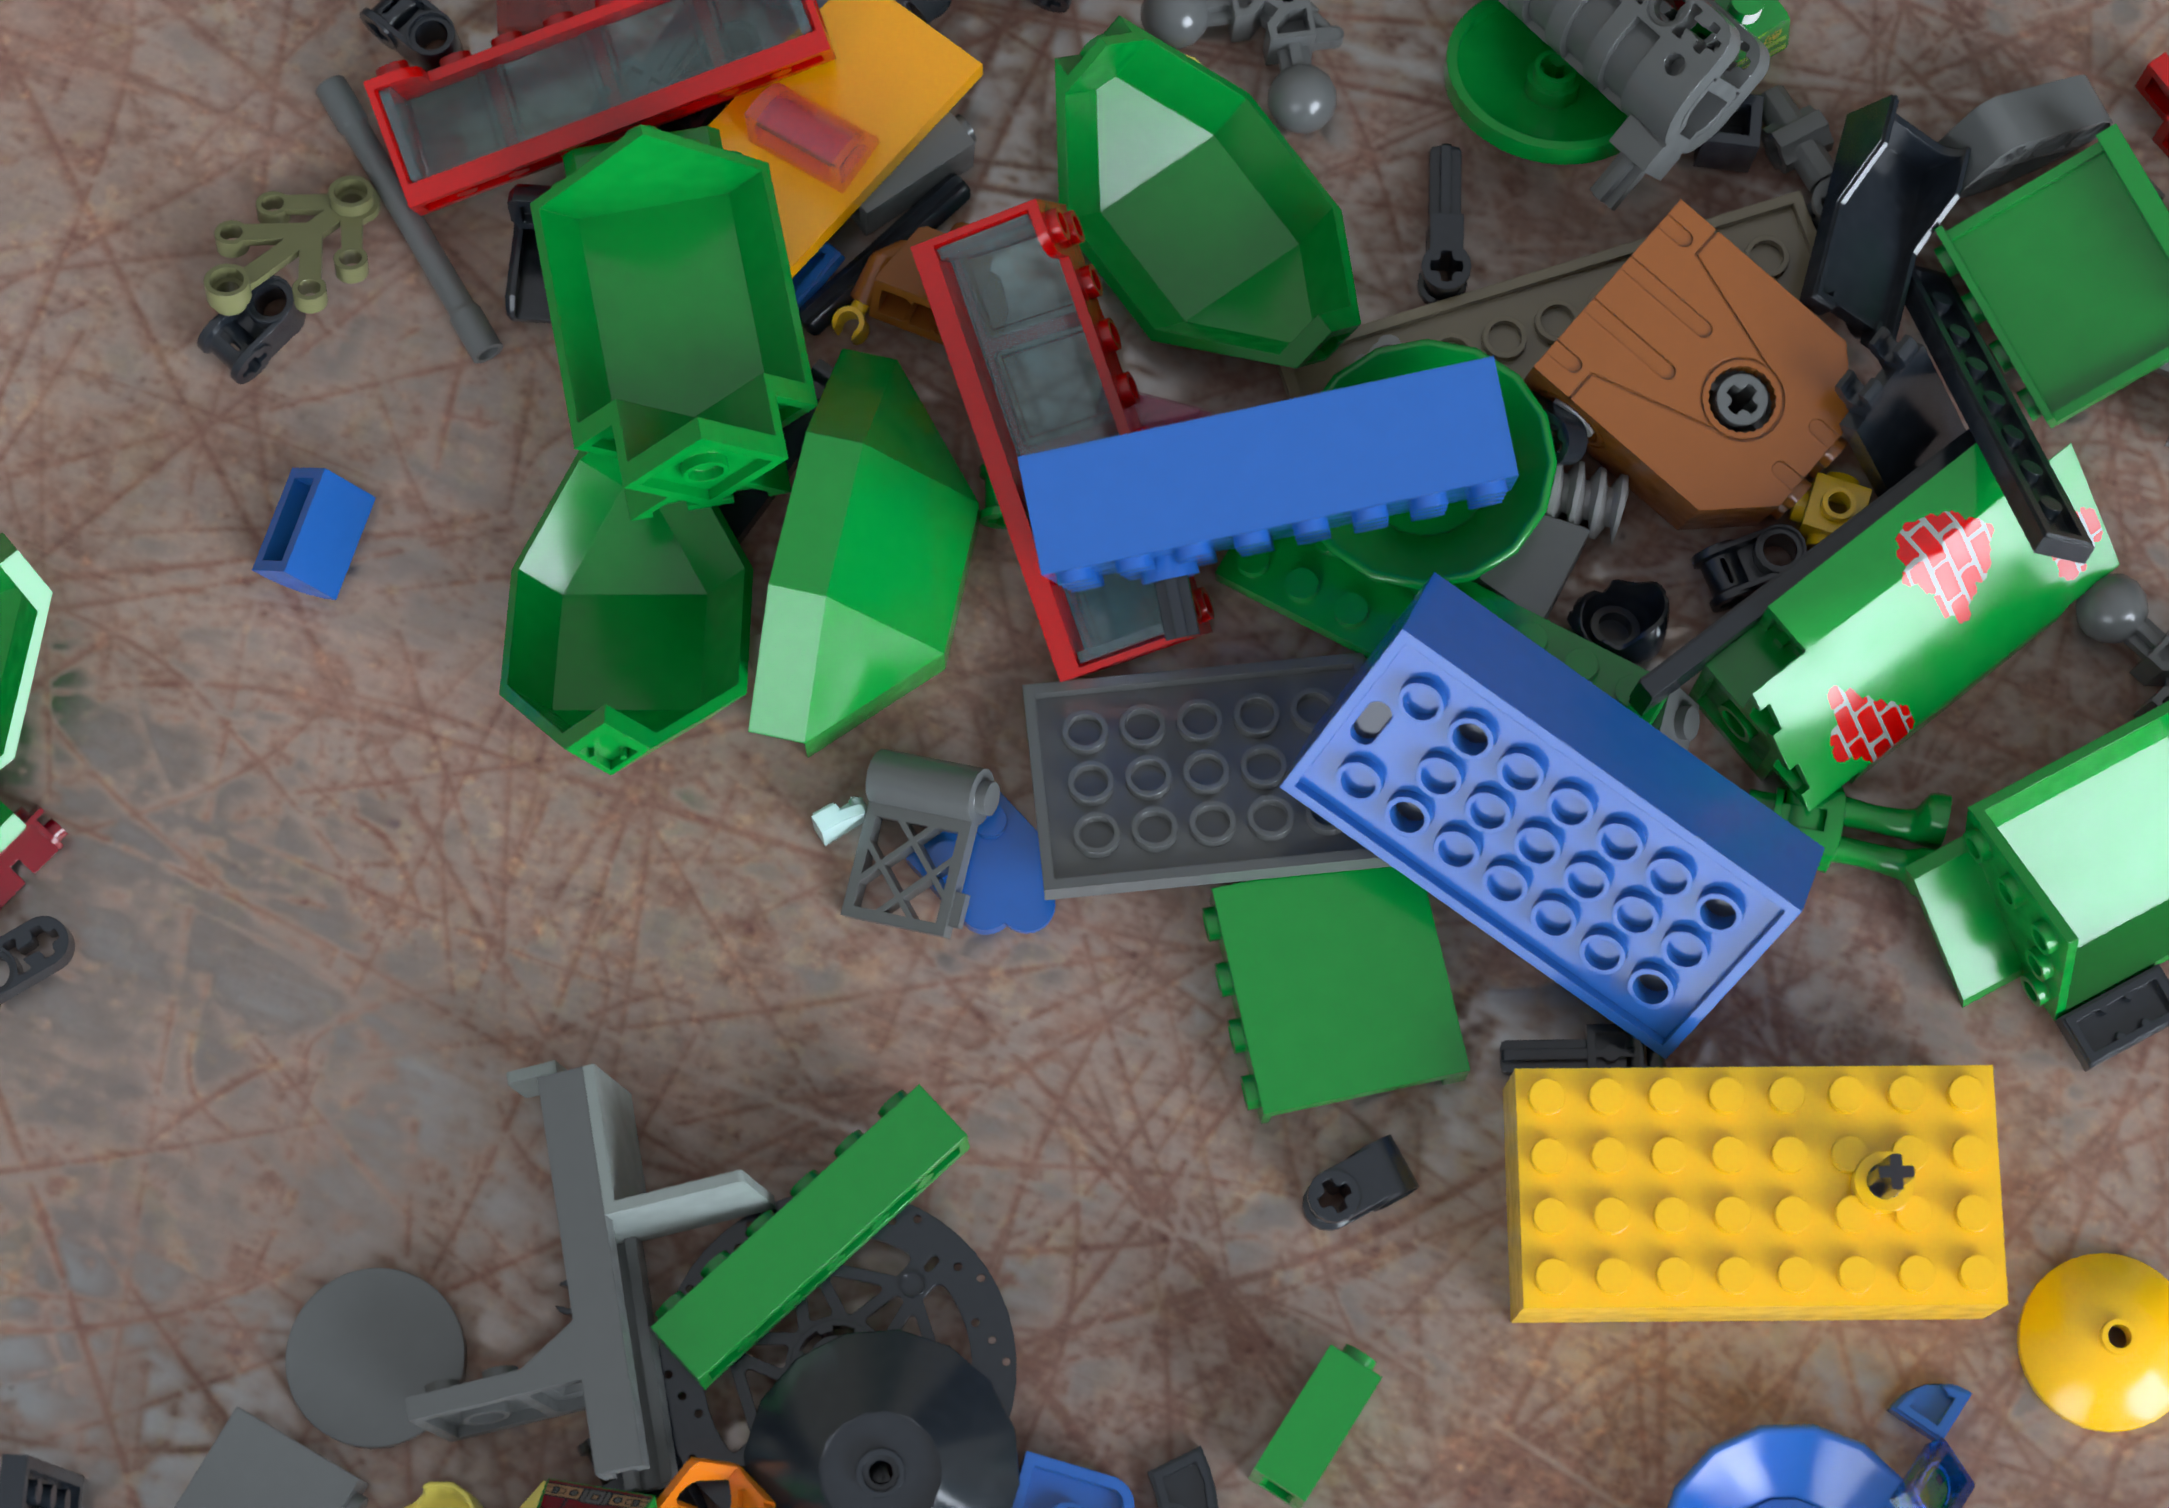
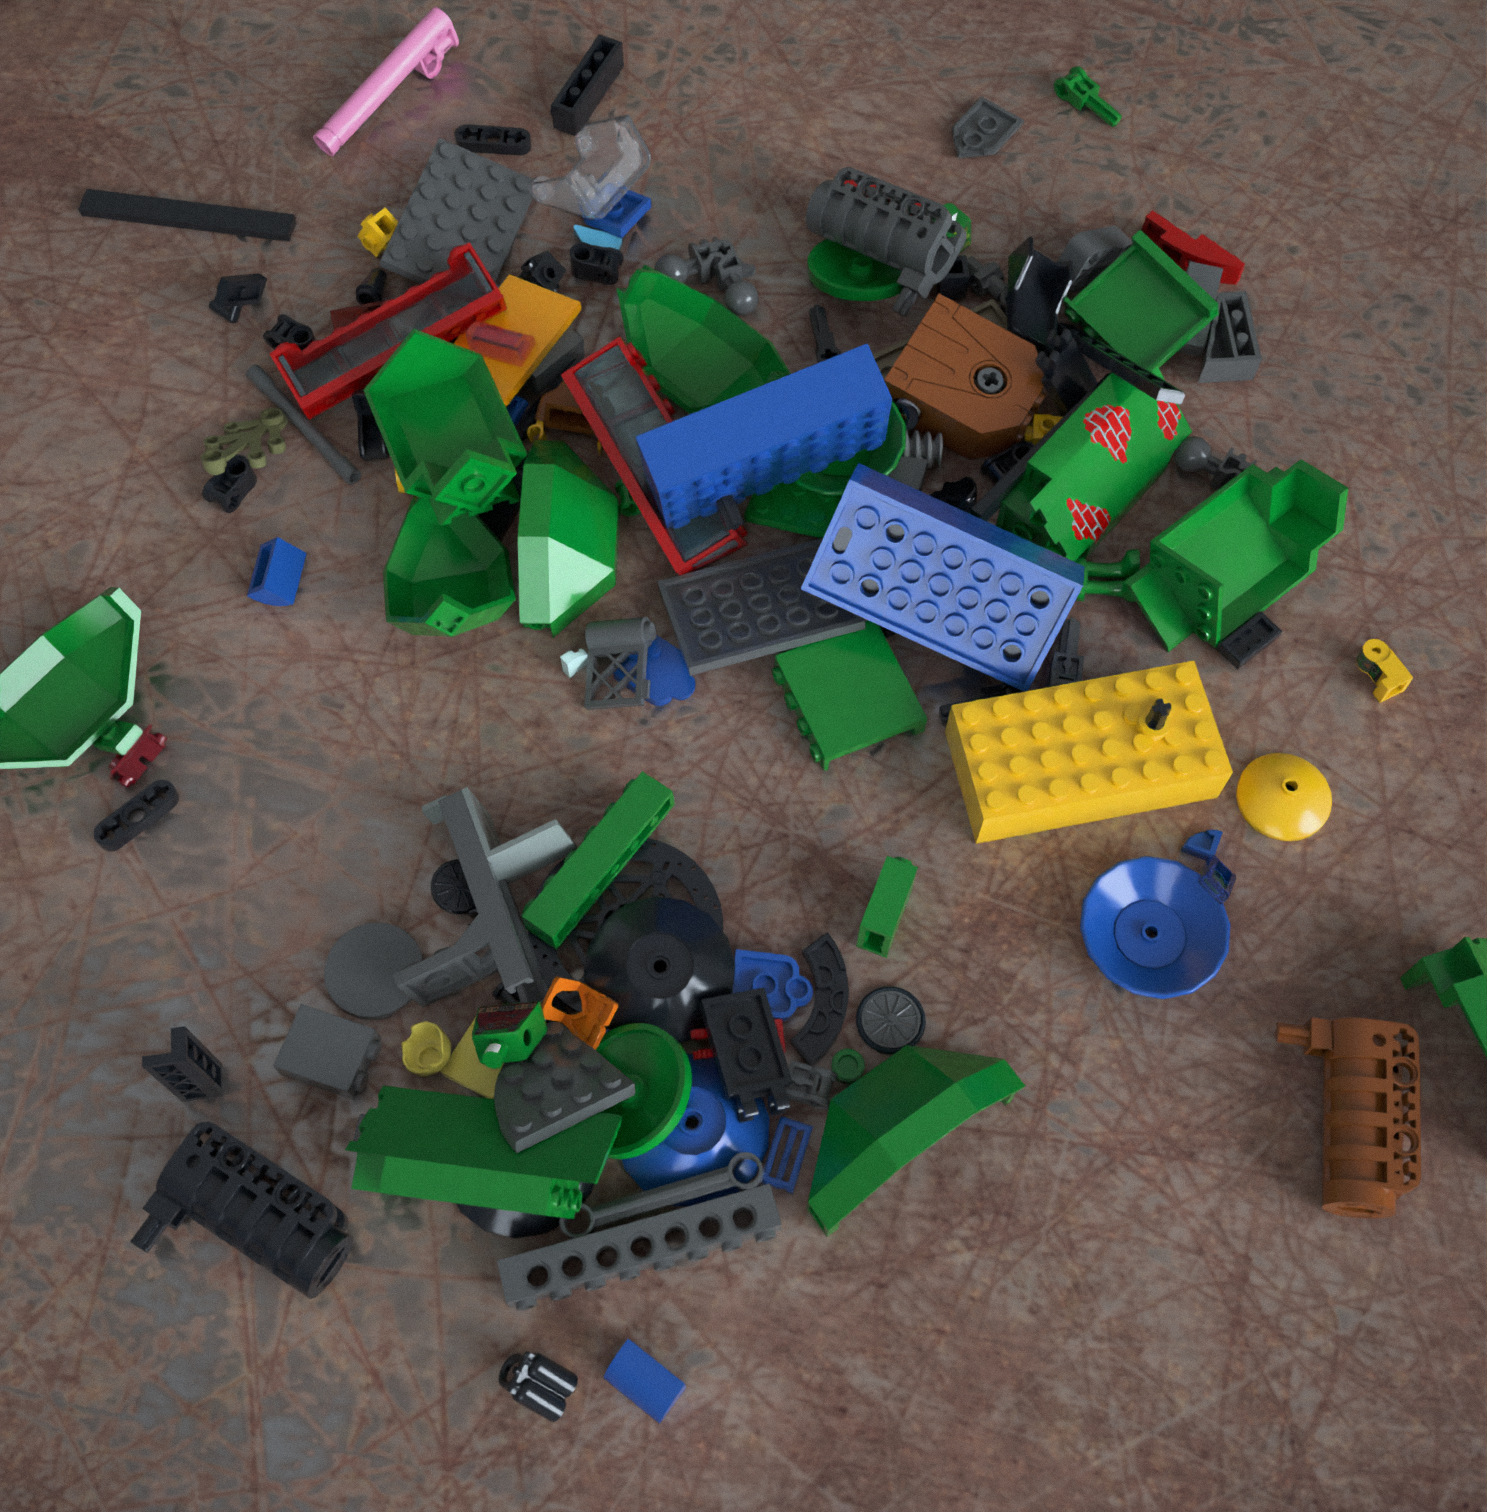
camera: 10 degrees left, 10 degrees down
(532, 1228) = (451, 888): none -> black wheel
(1366, 1180) = (884, 785): black piece -> none
(1759, 1005) = (1066, 665): none -> dark grey connector

